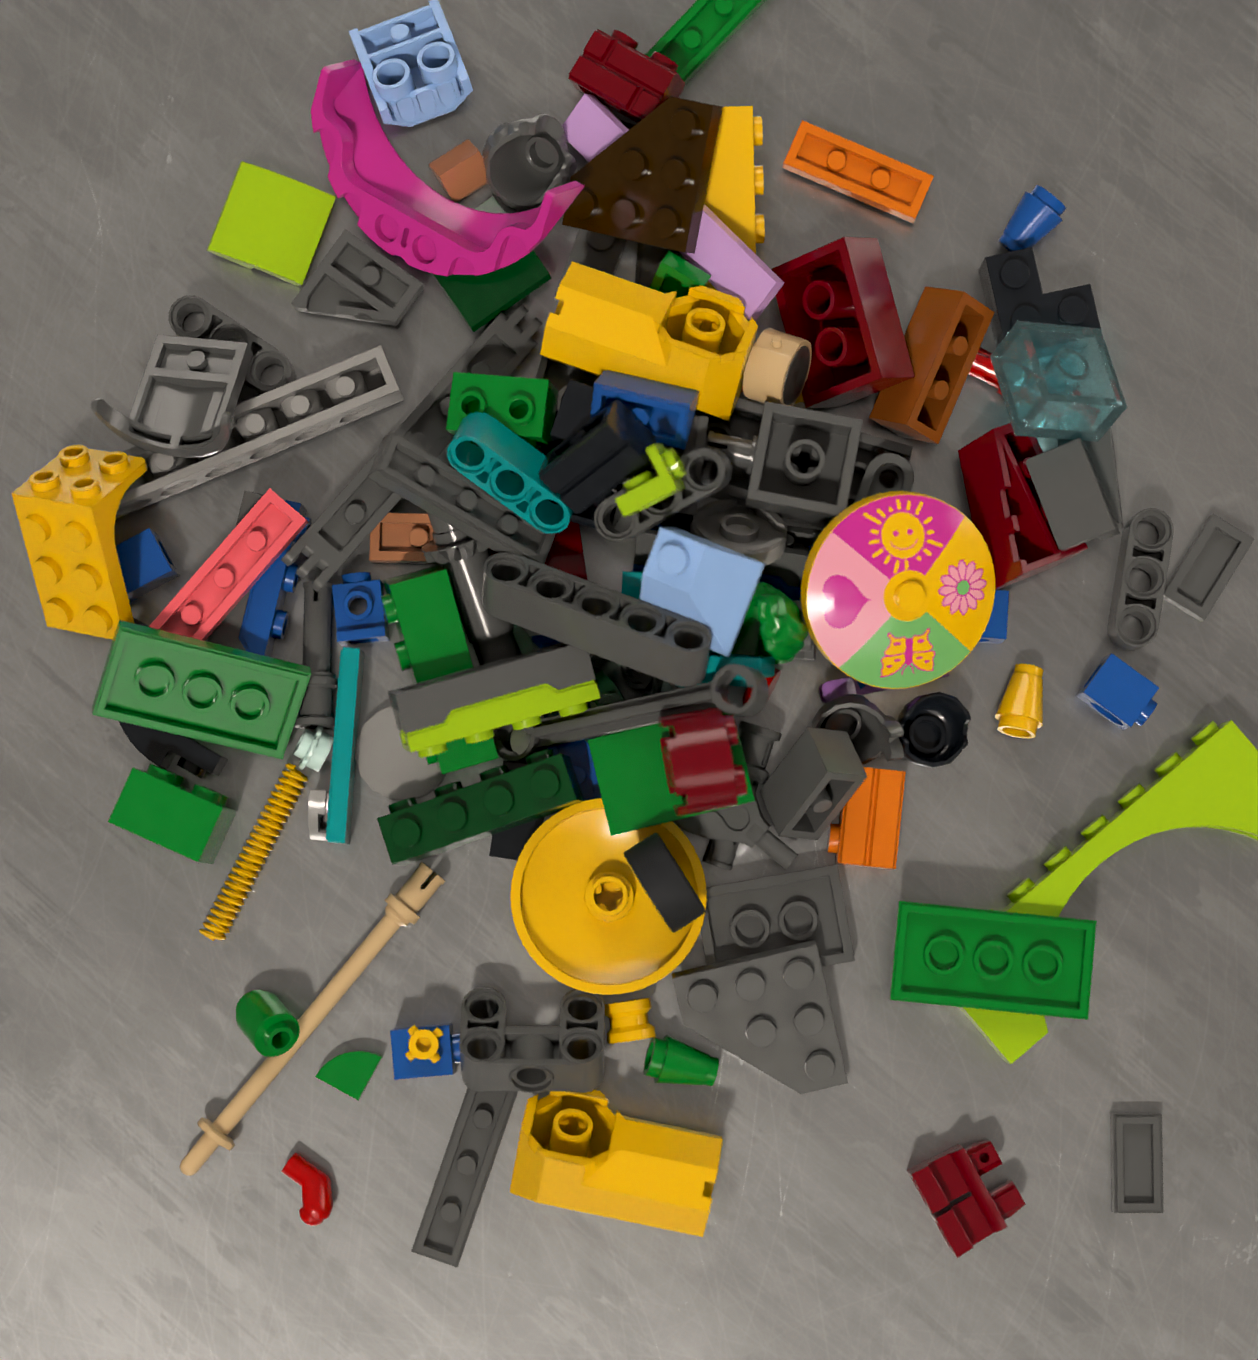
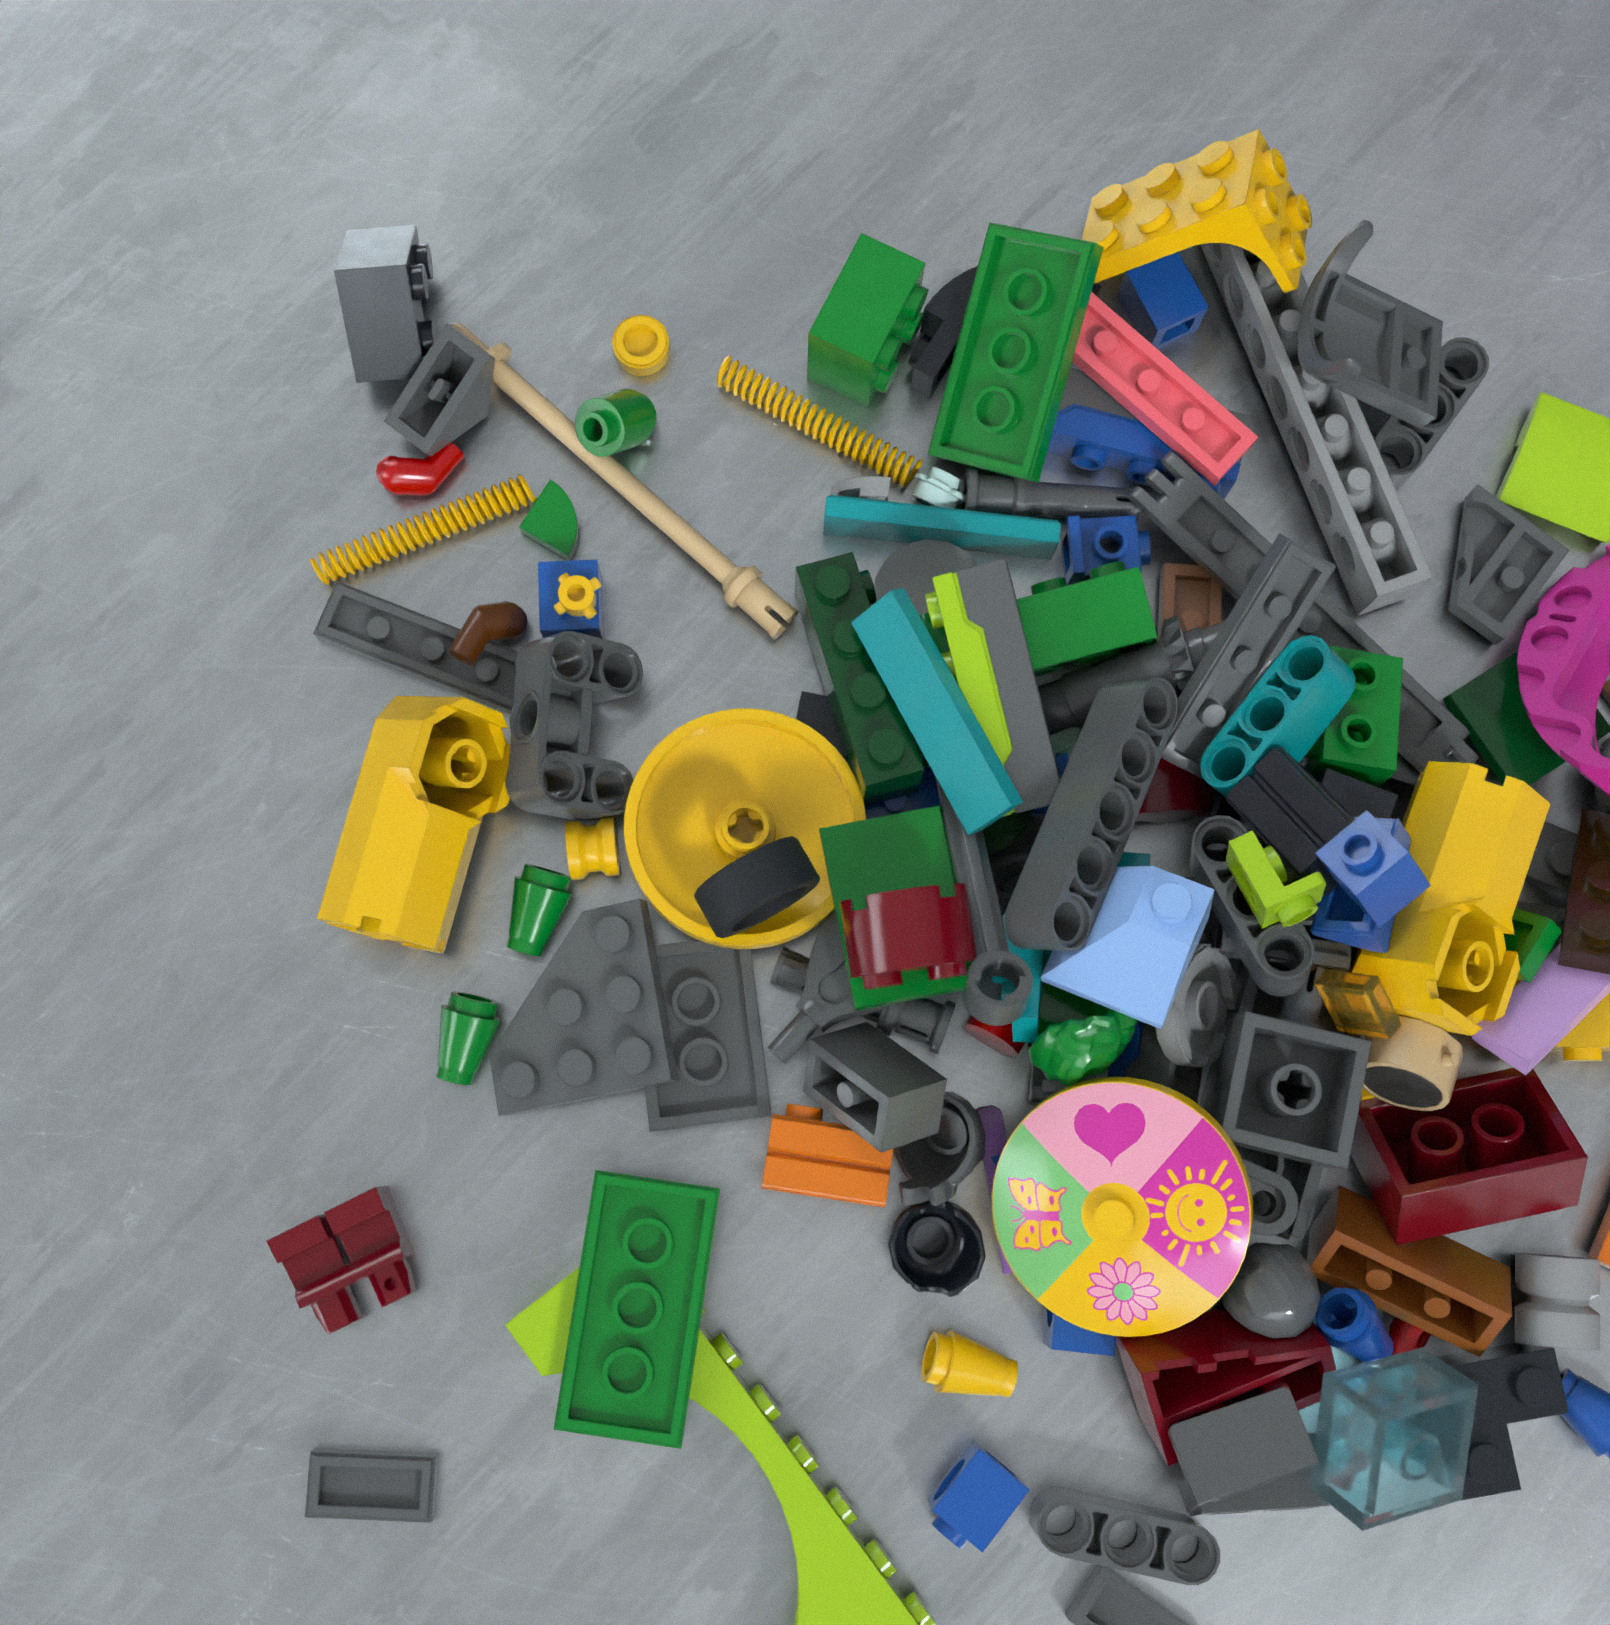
camera: 85 degrees right, 5 degrees down
(166, 1228) = (380, 293): none -> brick
(190, 1007) = (641, 345): none -> yellow tile
(249, 1170) = (445, 393): none -> dark grey slope
(362, 1173) = (483, 507): none -> yellow piece
(445, 1119) = (486, 624): none -> reddish brown arm
(516, 745) = (936, 711): none -> teal tile
(640, 407) = (1373, 868): none -> blue brick
(735, 410) = (1358, 1003): none -> clear yellow tile
(785, 1114) = (464, 1036): none -> green cone
(950, 250) = (1557, 1301): none -> light grey wheel
(954, 471) = (1273, 1291): none -> dark grey piece
(976, 408) = (1353, 1324): none -> blue cone

